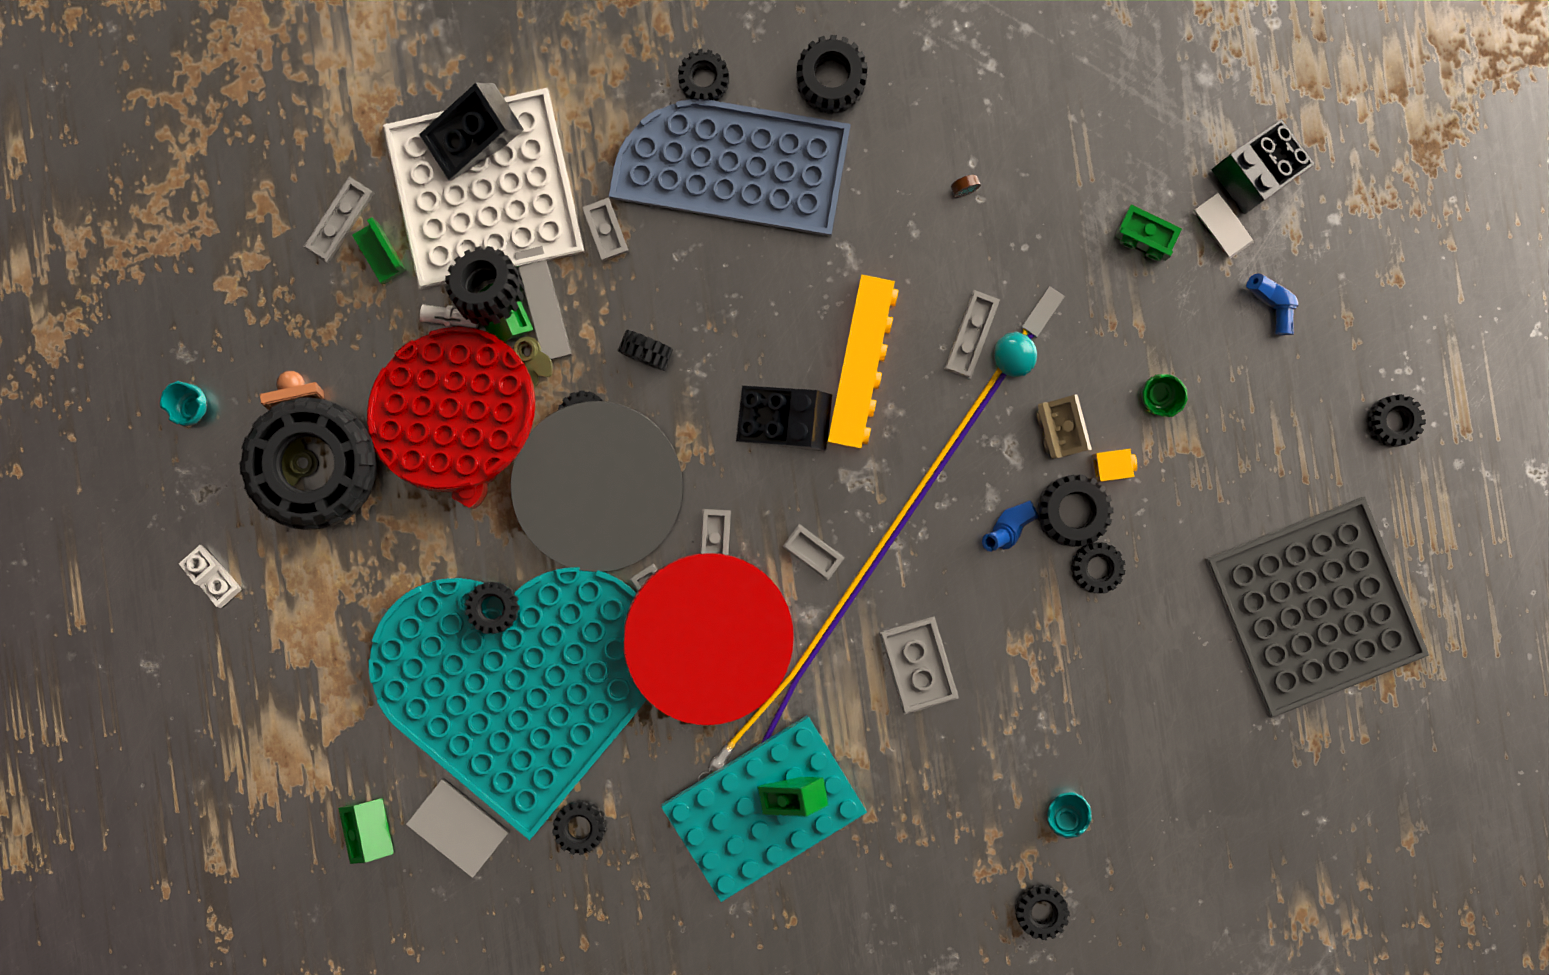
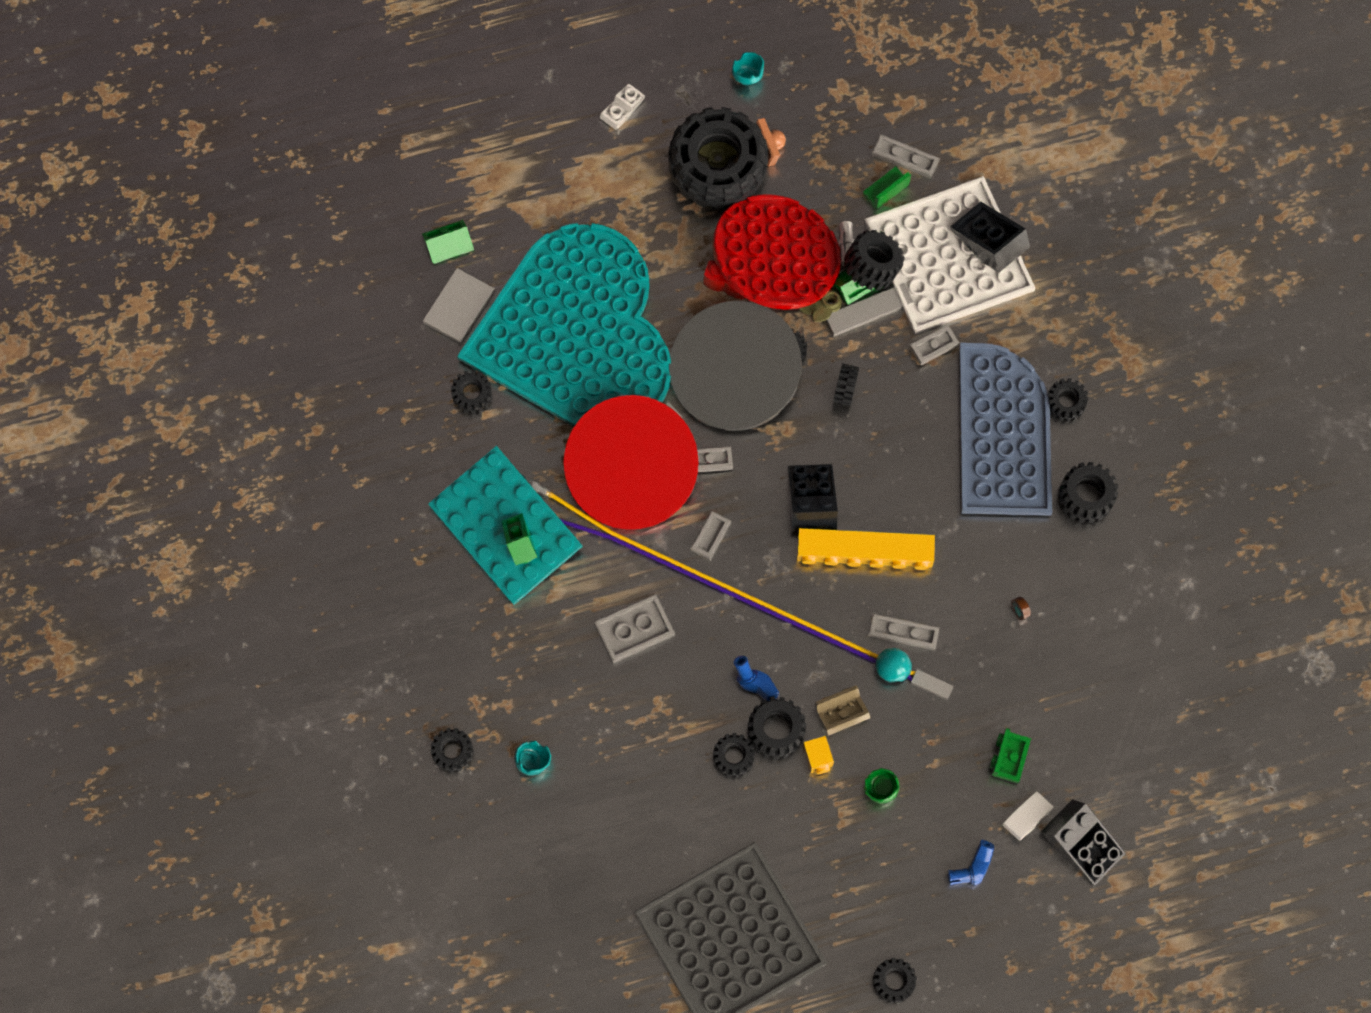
camera: 75 degrees right, 15 degrees down
(475, 613) = (630, 314): black tyre -> none

